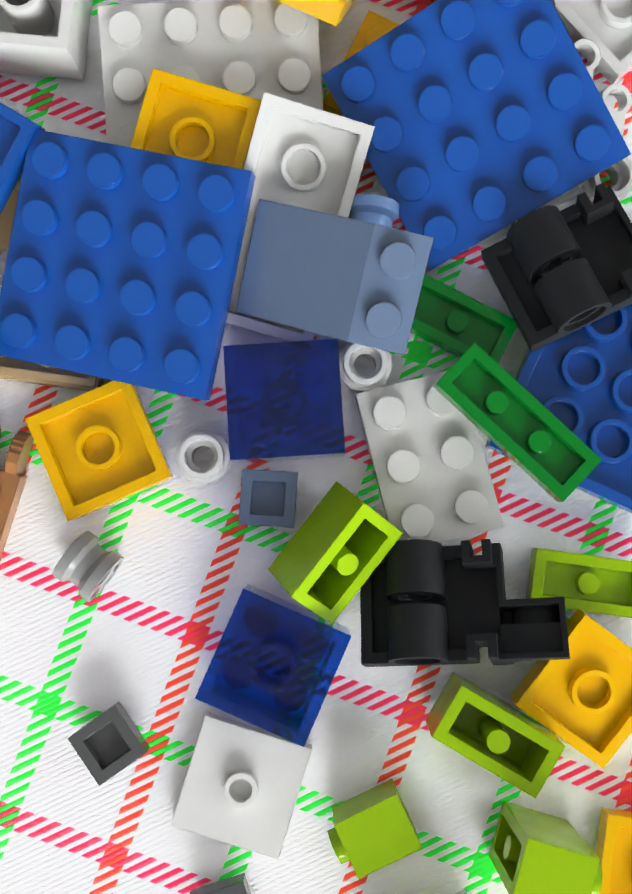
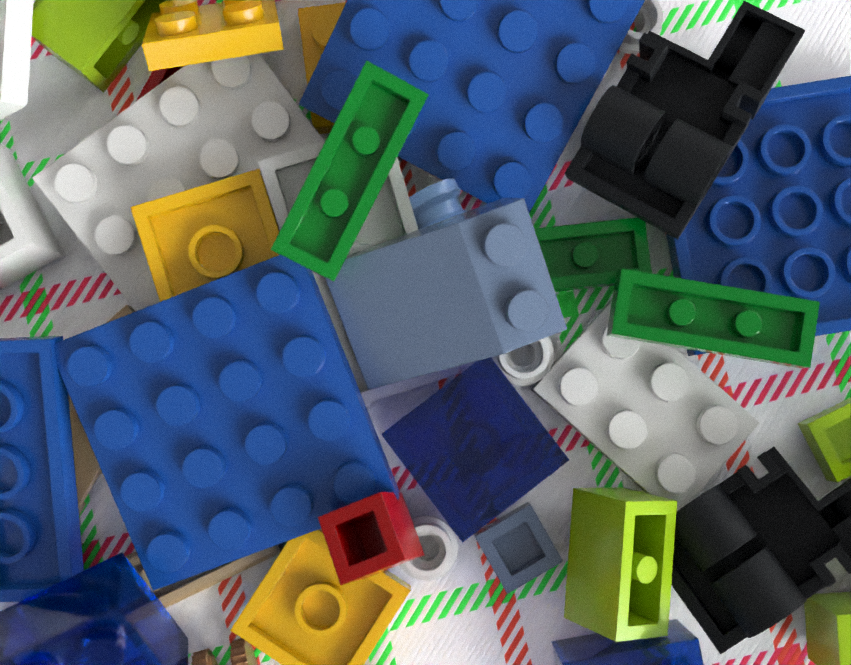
camera: 25 degrees left, 0 degrees up
(168, 411) = (370, 536): none -> red brick
(323, 140) = (349, 171): none -> green plate

